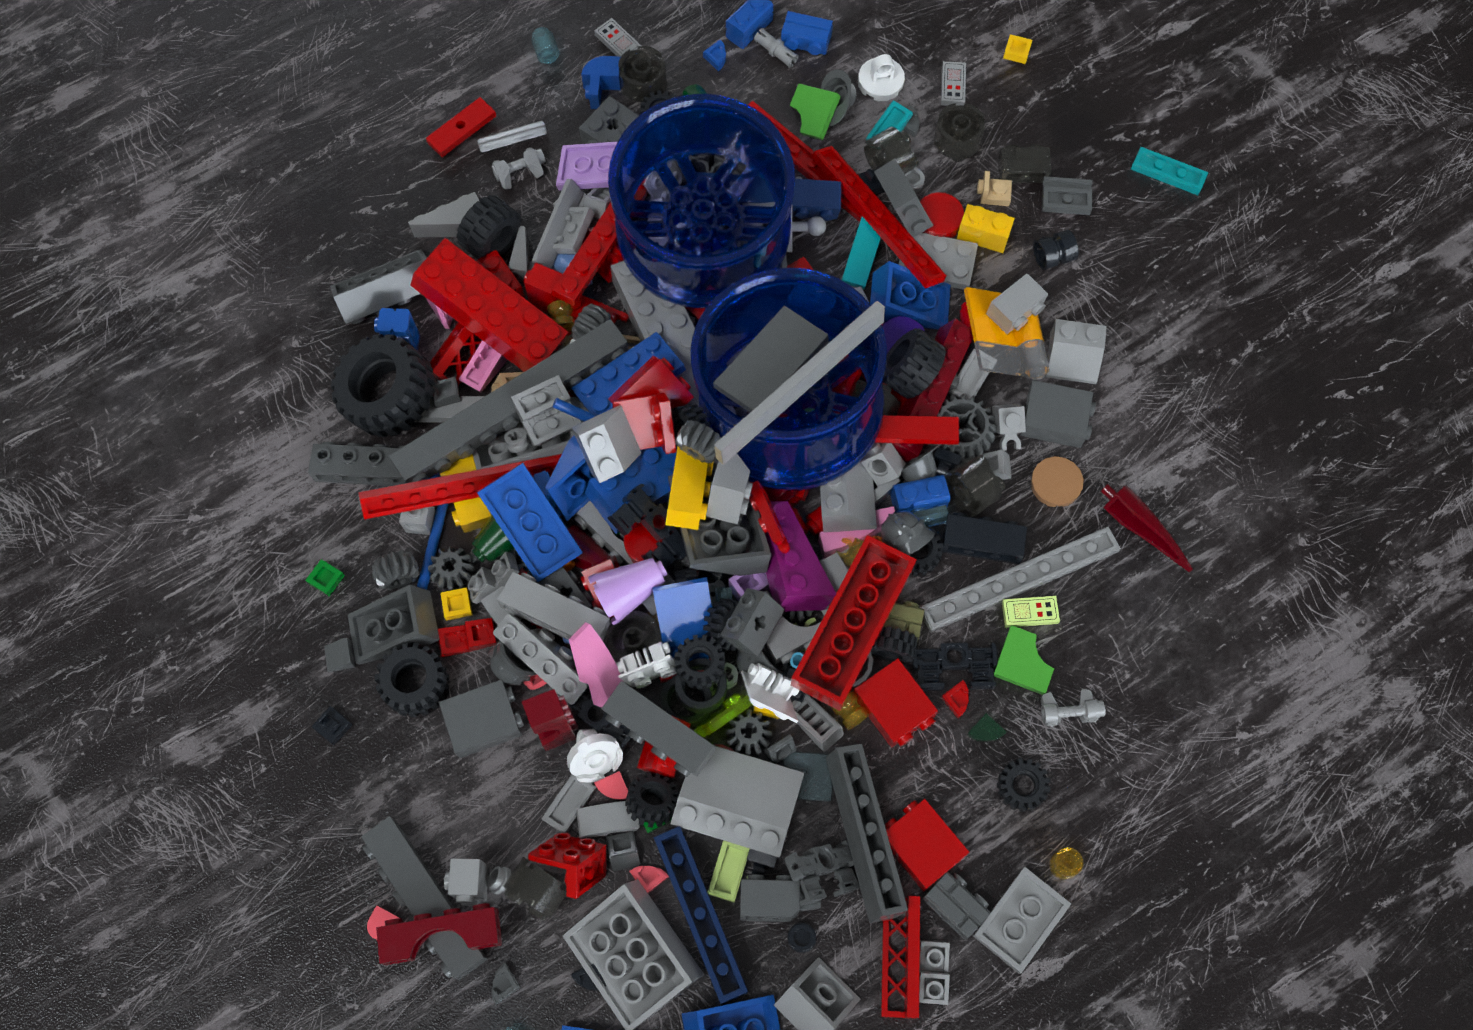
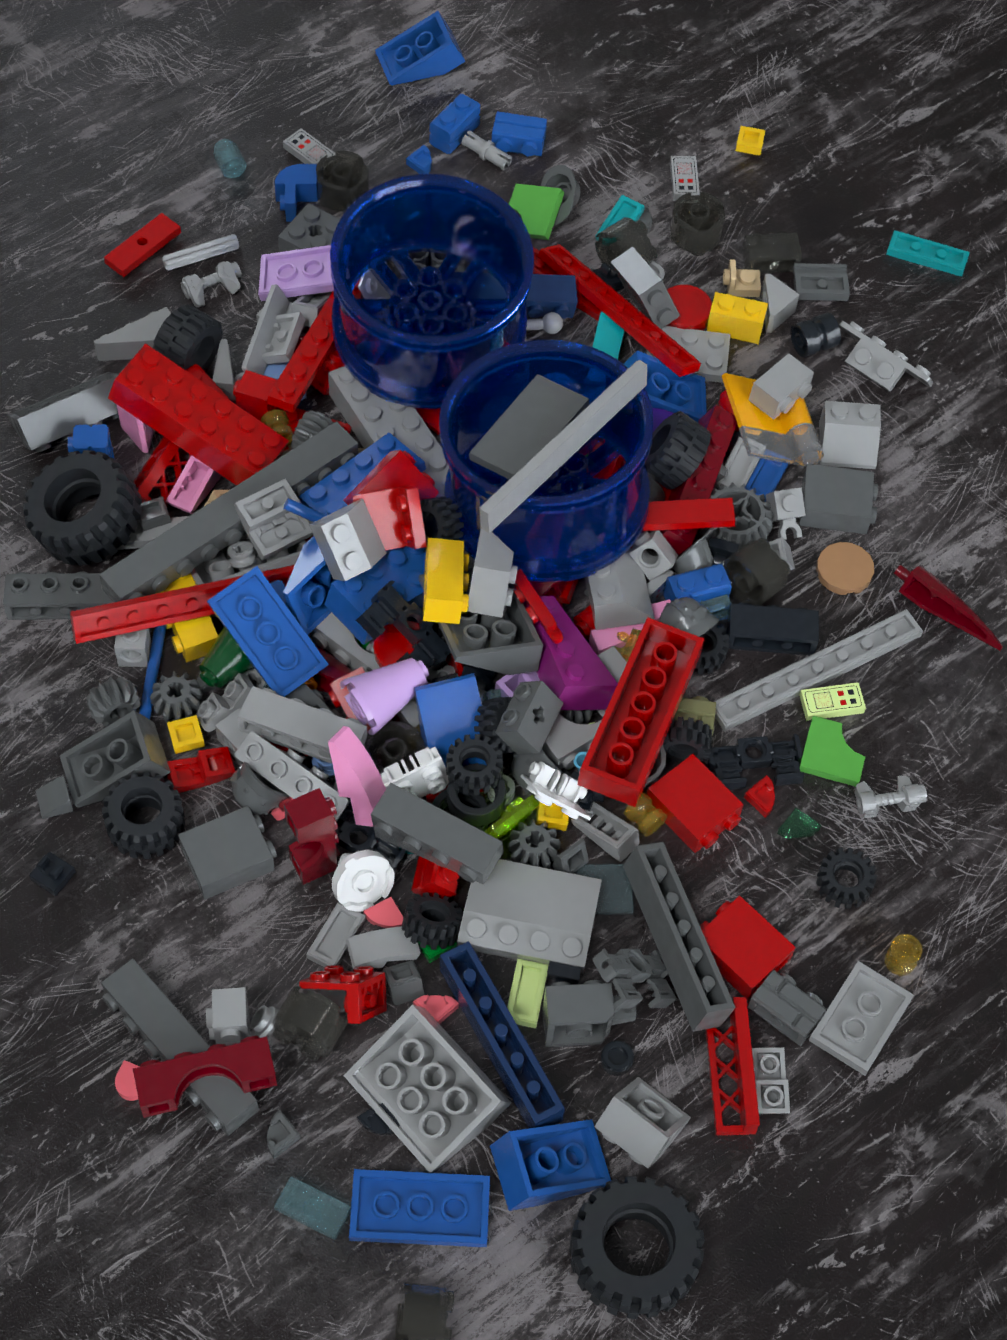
camera: 10 degrees left, 10 degrees down
(325, 577) = (29, 718): green tile -> none
(697, 441) = (454, 527): dark grey gear -> none
(881, 78) = (605, 175): white tile -> none
(994, 389) = (766, 476): none -> blue tile
(1026, 214) = (781, 302): none -> light grey slope
(1110, 280) = (879, 363): none -> light grey bracket

